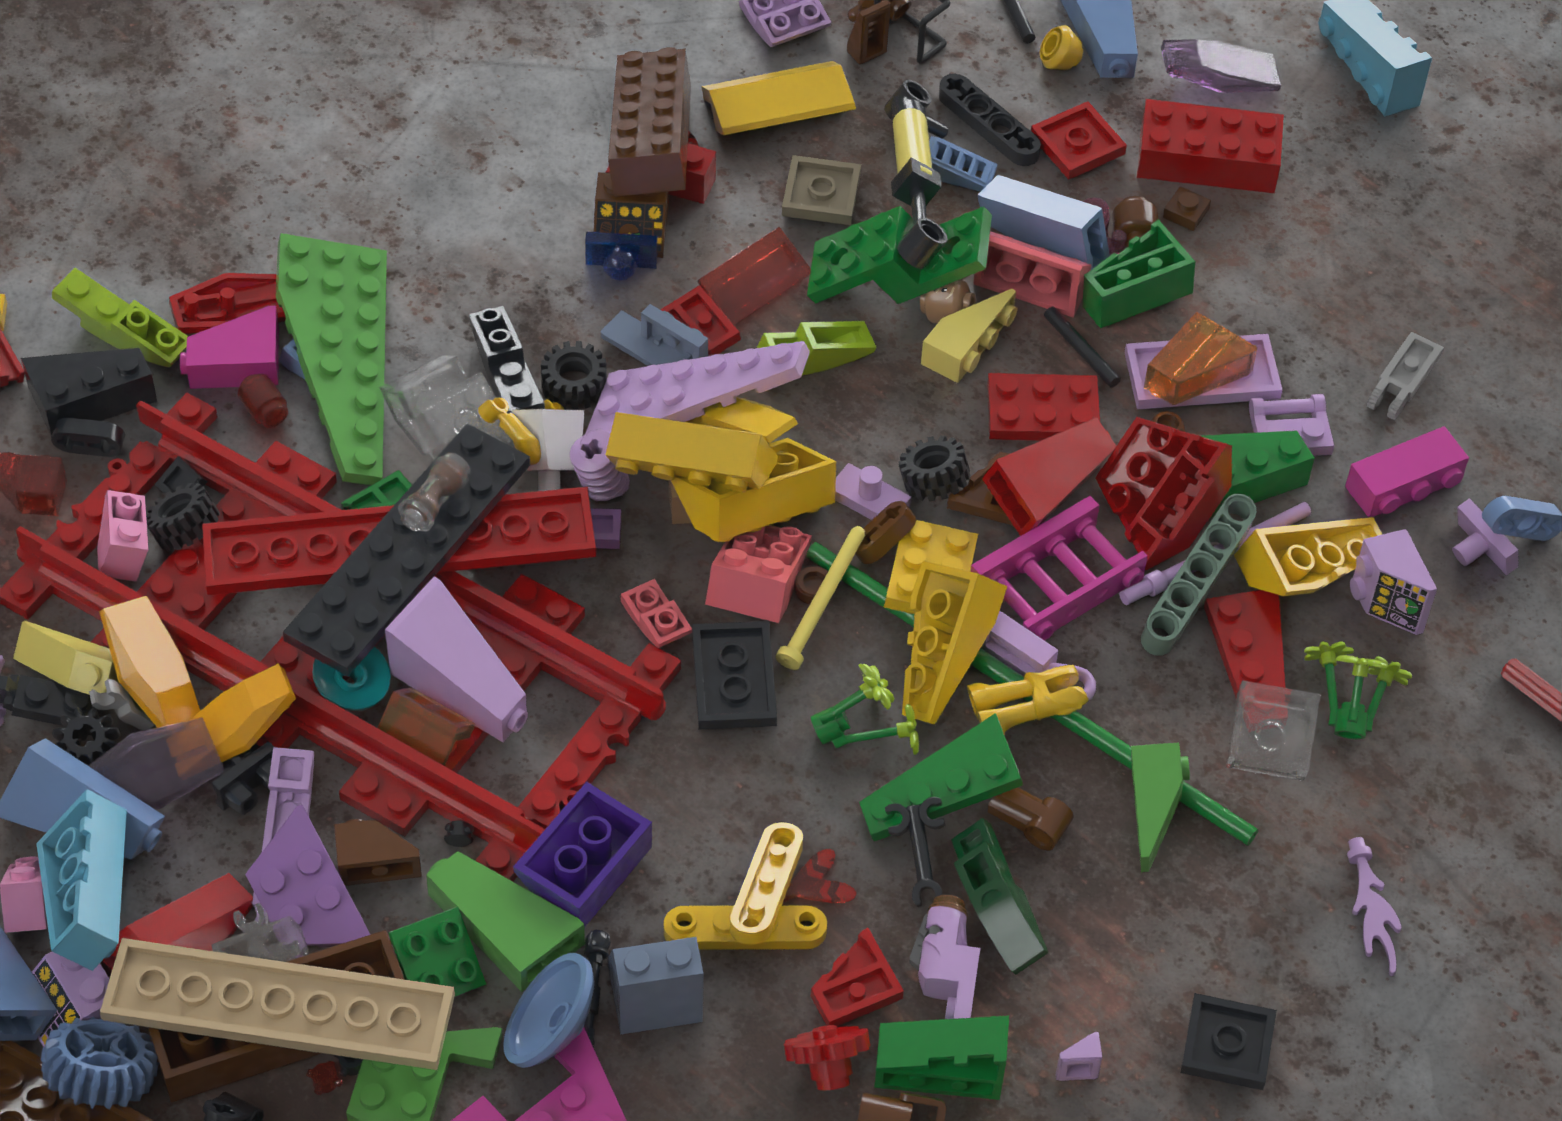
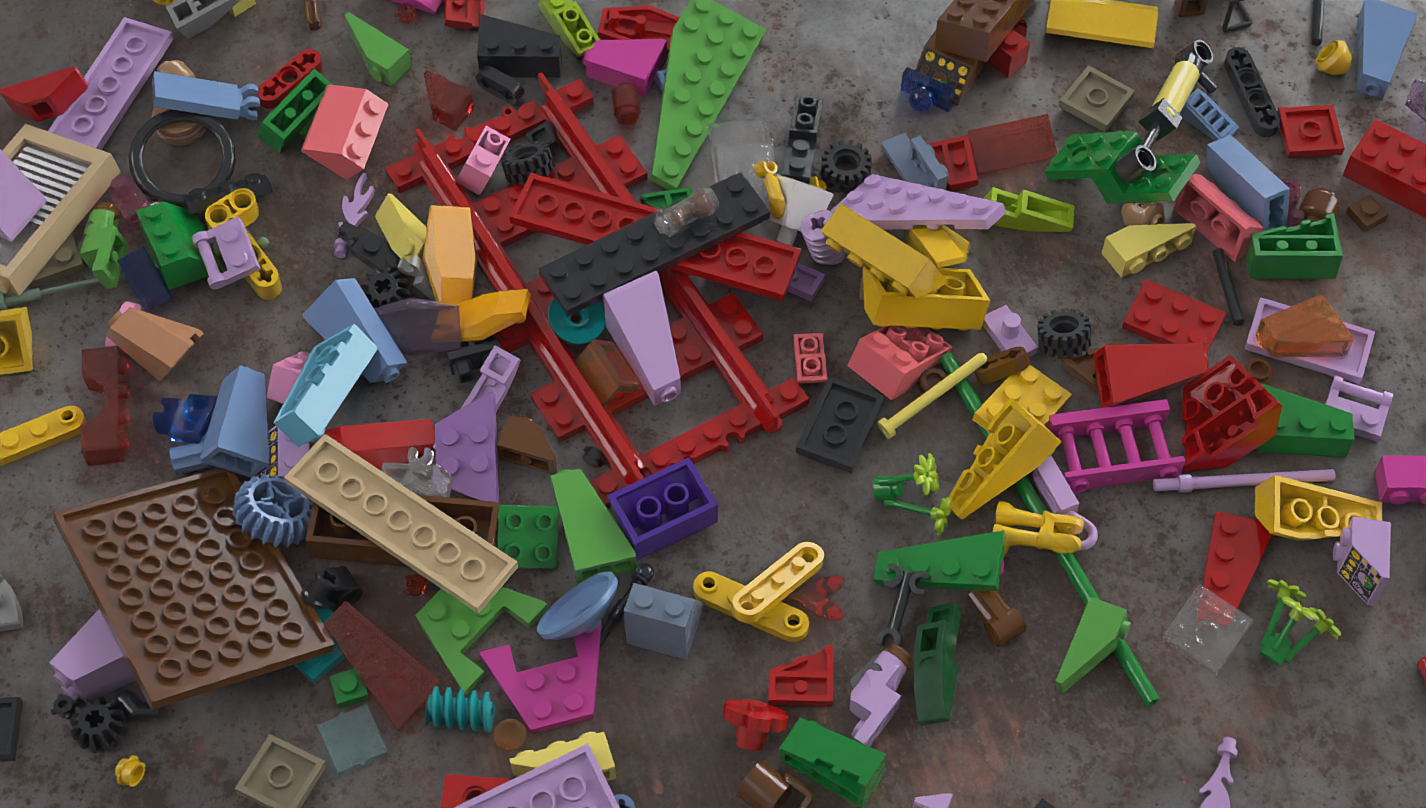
camera: 30 degrees right, 5 degrees up
(1194, 589) = (1224, 478): sand green beam -> none

